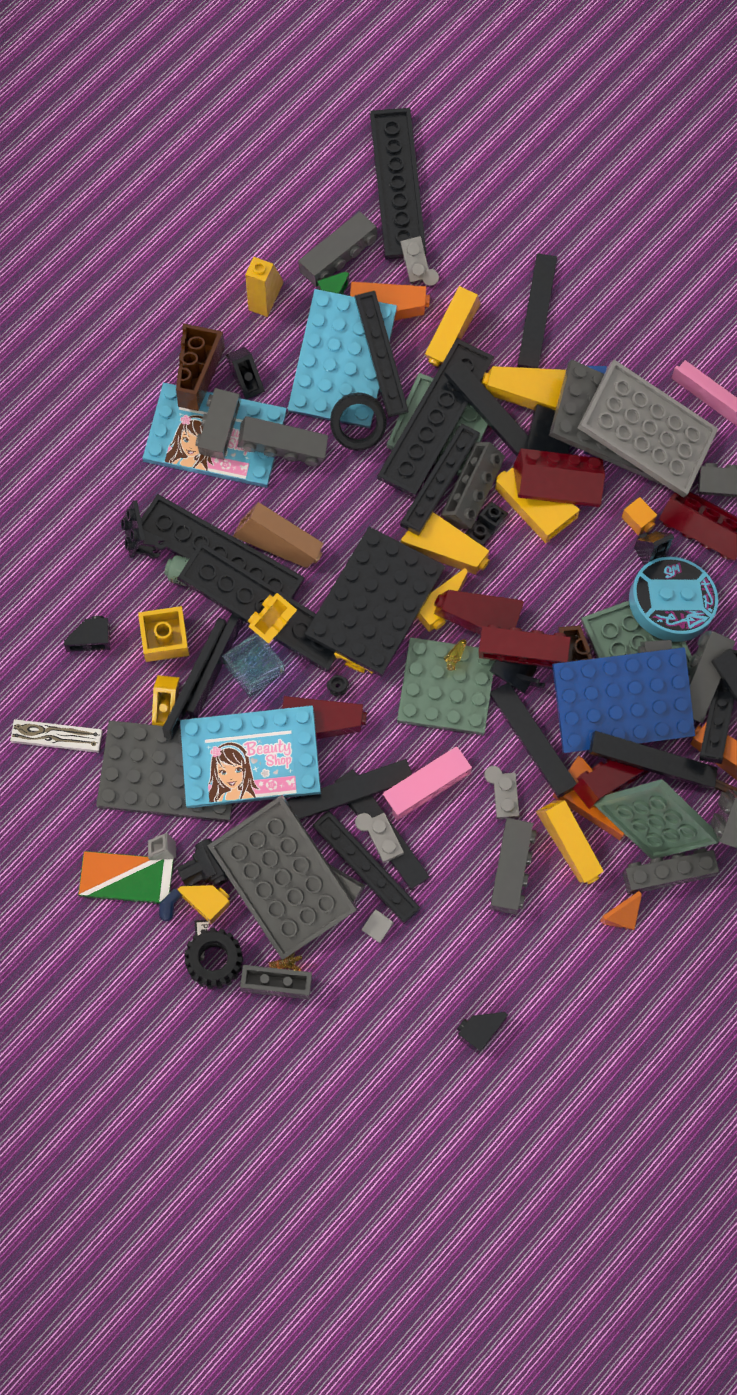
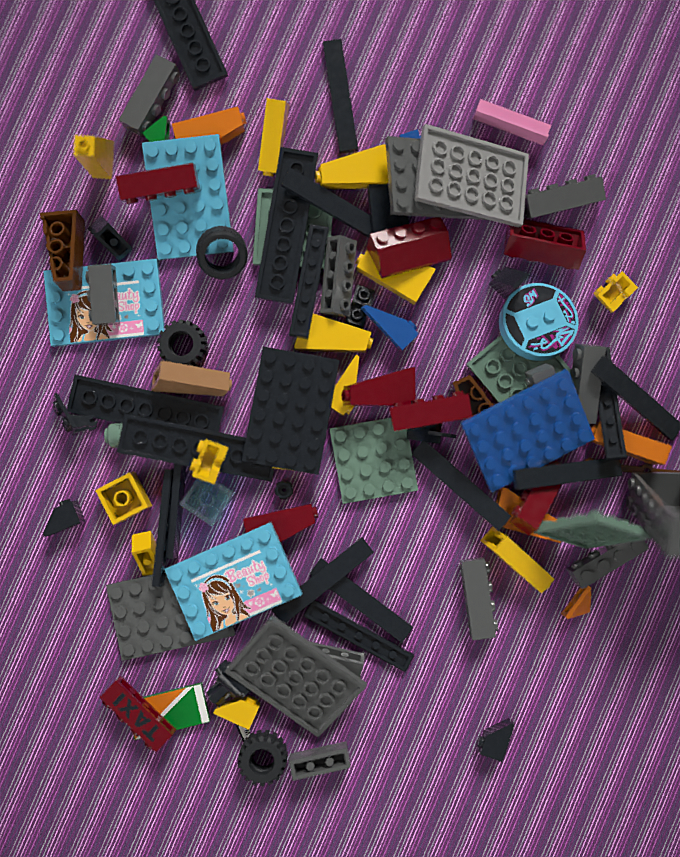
camera: 15 degrees left, 15 degrees up
(56, 736) = (68, 612): white tile -> none
(94, 862) = (137, 714): none -> dark red brick
(162, 847) = (188, 677): light grey slope -> none
(166, 906) = (209, 726): dark blue arm -> none
(282, 441) = (163, 293): dark grey brick -> none
(286, 485) = (175, 330): none -> black tyre
(288, 962) = (323, 737): clear yellow bar -> none
(317, 331) = (158, 182): none -> dark red brick
(377, 926) = (385, 681): light grey slope -> none
(381, 354) = (219, 183): black tile -> none
(381, 835) = (363, 607): light grey hinge -> none
(416, 262) = (221, 85): light grey hinge -> none
(427, 783) = (385, 551): bright pink panel -> none
(455, 654) = (372, 433): clear yellow bar -> none
(504, 792) = (450, 534): light grey hinge -> none
(515, 555) = (396, 329): none -> blue slope
(639, 516) = (487, 256): light orange brick -> none

